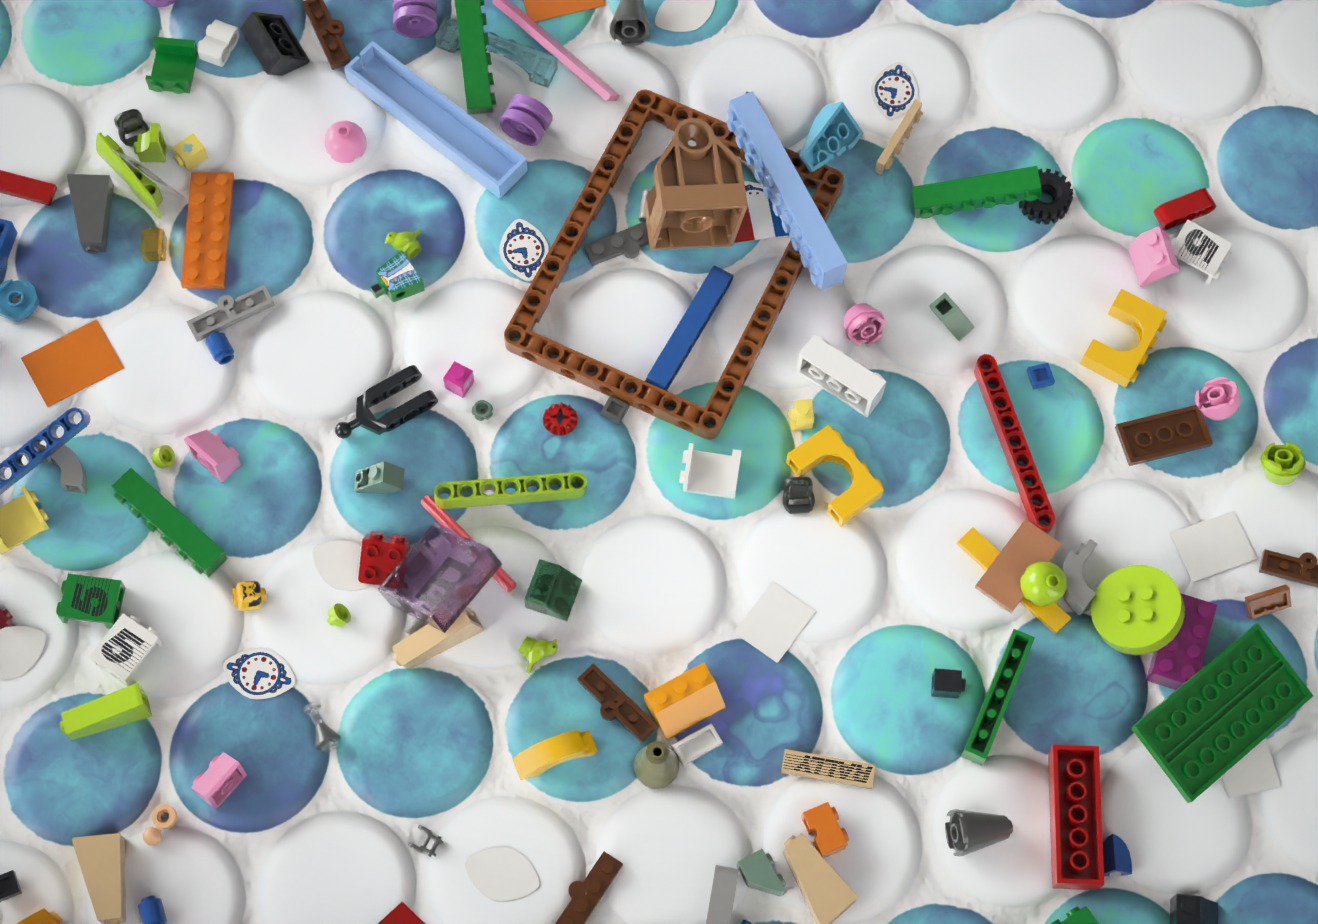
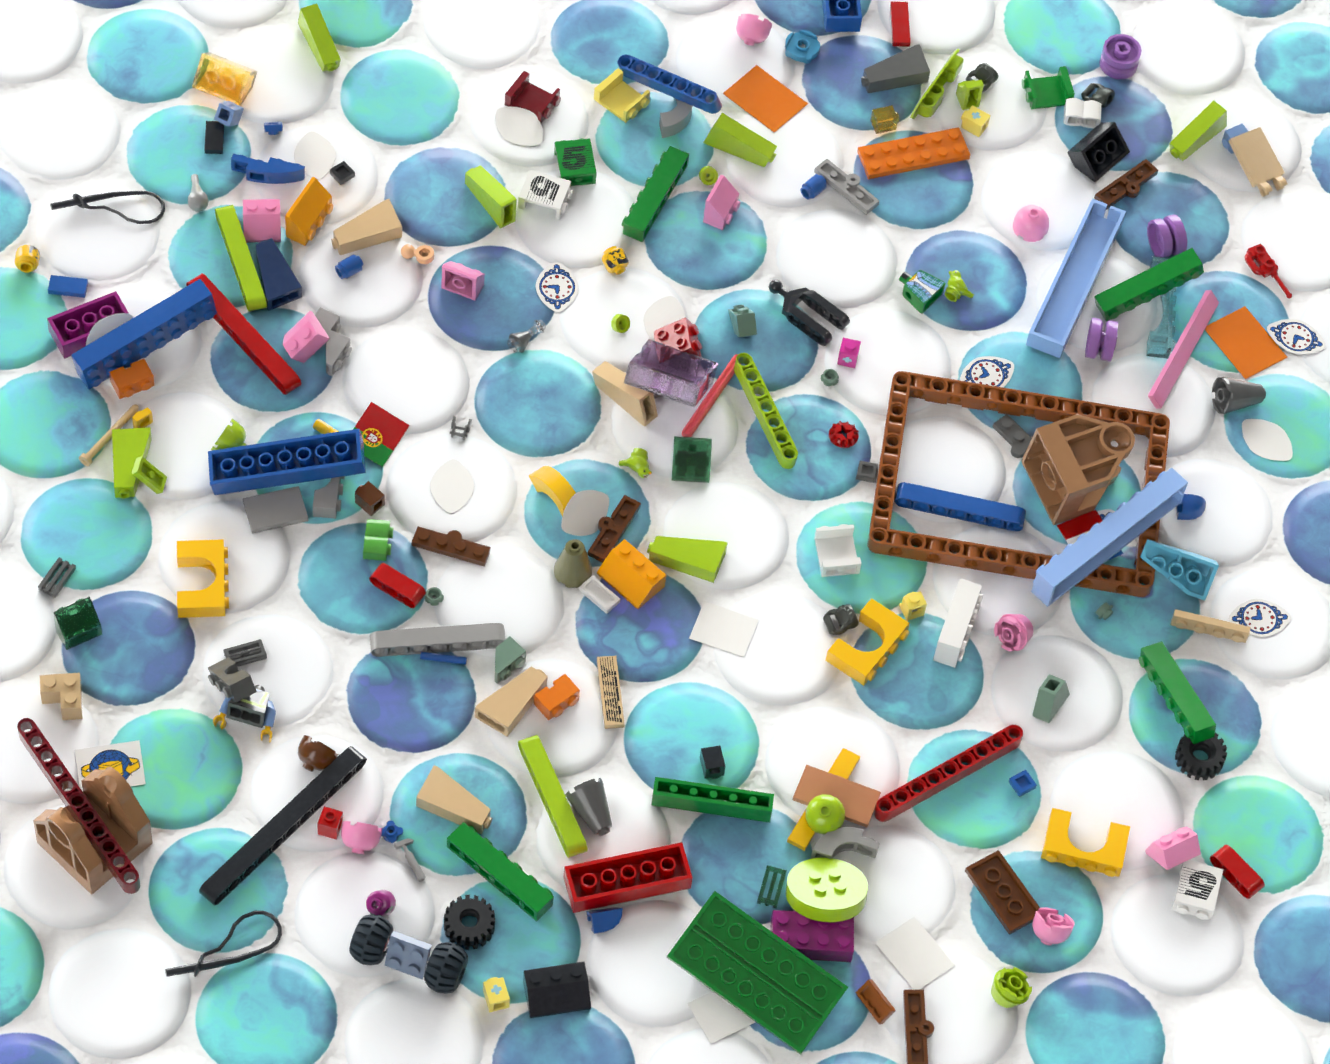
camera: 70 degrees right, 10 degrees down
(129, 407) = (740, 141): none -> lime slope
(148, 173) = (941, 94): white sticker -> none
(201, 16) = (1102, 95): none -> pearl dark grey piece
(591, 729) = (584, 512): none -> white sticker
(679, 626) = (689, 556): none -> lime slope
(854, 230) = (1104, 611): none -> sand green plate
(949, 871) = (552, 796): none -> lime beam
(1104, 674) = (768, 901): none -> clear green tile

